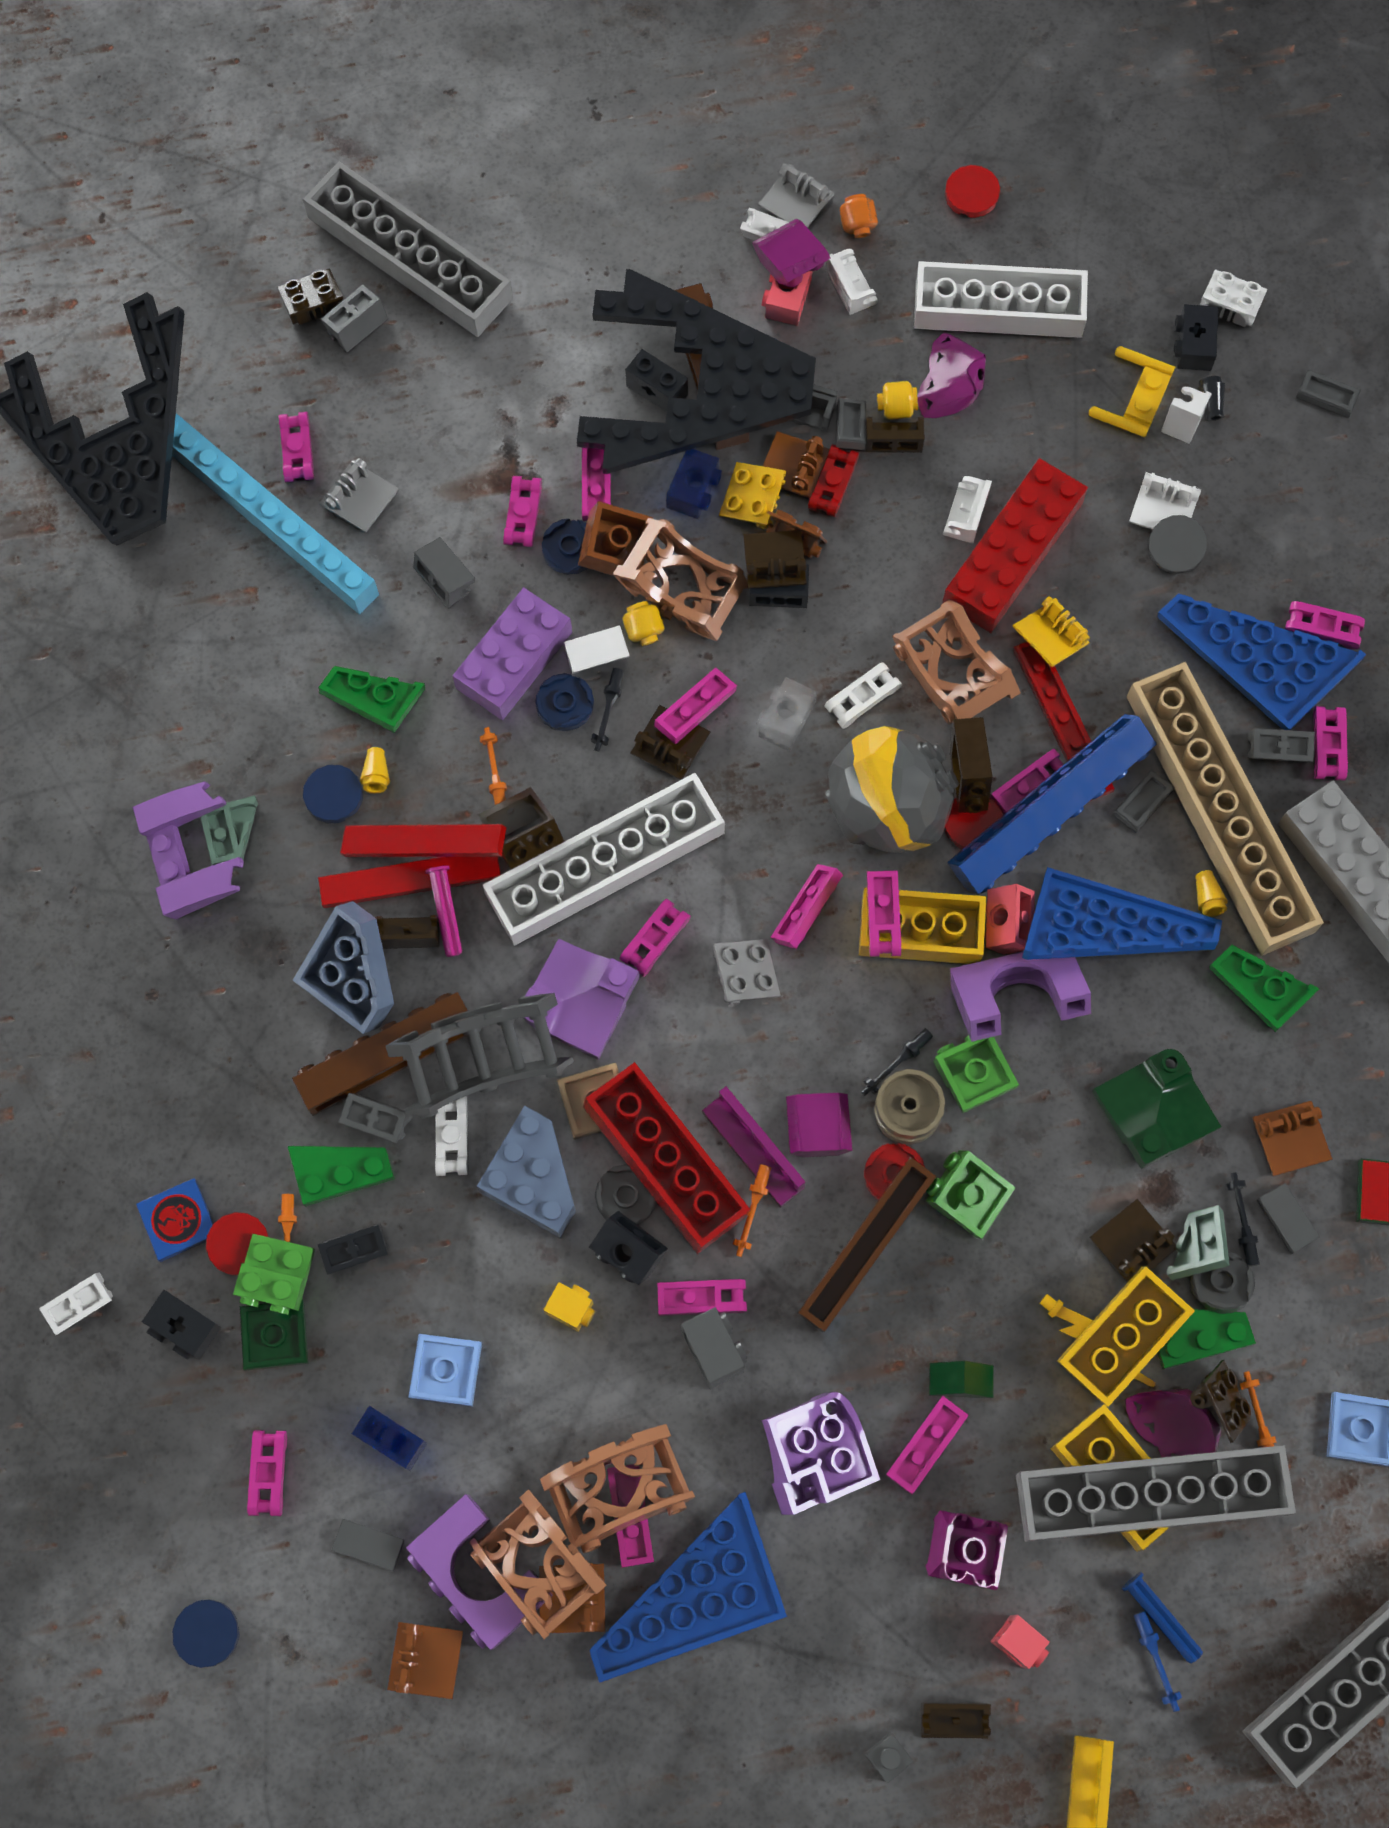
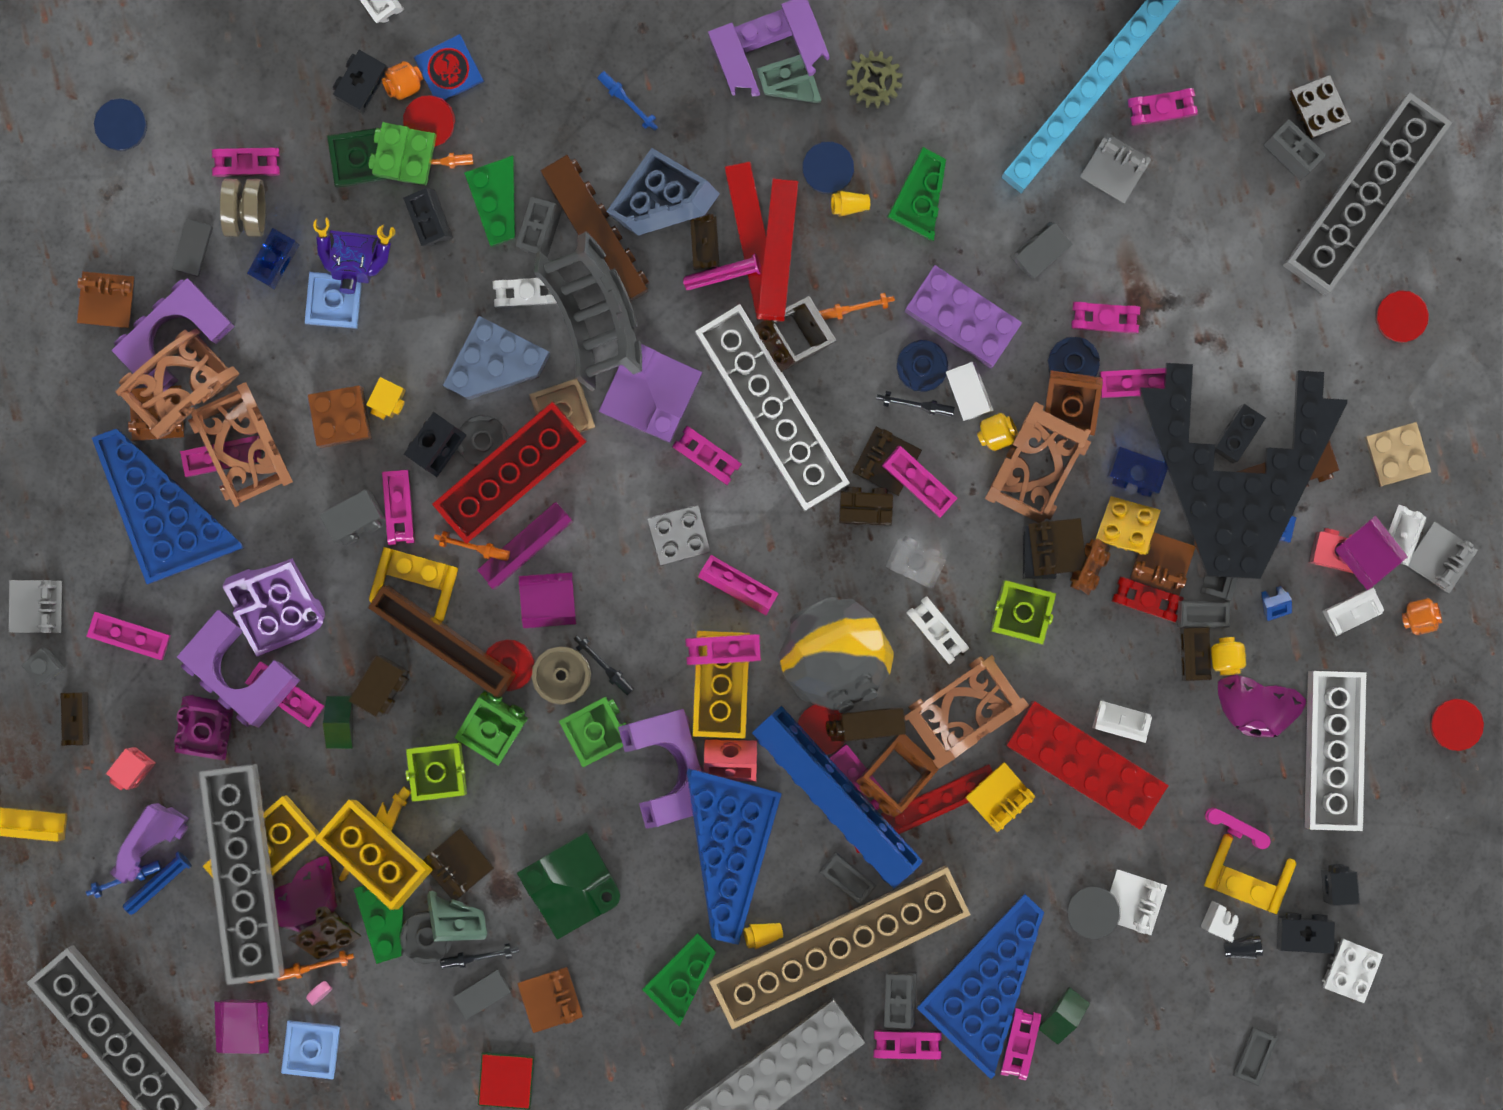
camera: 85 degrees right, 15 degrees up
(185, 1274) = (402, 80): none -> orange head
(221, 1024) = (615, 89): none -> blue piece
(250, 732) = (884, 73): none -> olive gear
(323, 1472) = (242, 207): none -> dark tan wheel
(392, 1340) = (352, 255): none -> dark purple torso
(540, 226) = (1402, 316): none -> red tile
(588, 1363) = (339, 416): none -> dark orange brick
(685, 236) = (1397, 454): none -> tan plate
(723, 763) = (866, 508): none -> dark brown brick
(779, 1279) = (418, 571): none -> yellow plate
(811, 1768) = (35, 606): none -> light grey hinge
(844, 353) = (1277, 605): none -> blue tile
(845, 601) = (1023, 612): none -> lime brick
(851, 1643) = (128, 636): none -> dark pink plate
(881, 1544) = (204, 658): none -> medium lavender arch
(920, 1322) = (379, 686): none -> dark brown brick
(1009, 718) = (915, 757): none -> dark orange window
(1023, 1258) = (436, 771): none -> lime brick
(1083, 398) = (1237, 827): none -> dark pink plate
(1091, 1605) = (151, 829): none -> medium lavender slope
(1145, 297) = (1340, 885): none -> black brick
(1293, 578) = (1064, 1016): none -> dark green slope
(1293, 1415) = (318, 993): none -> bright pink tile
(1337, 1514) = (242, 1026): none -> magenta slope

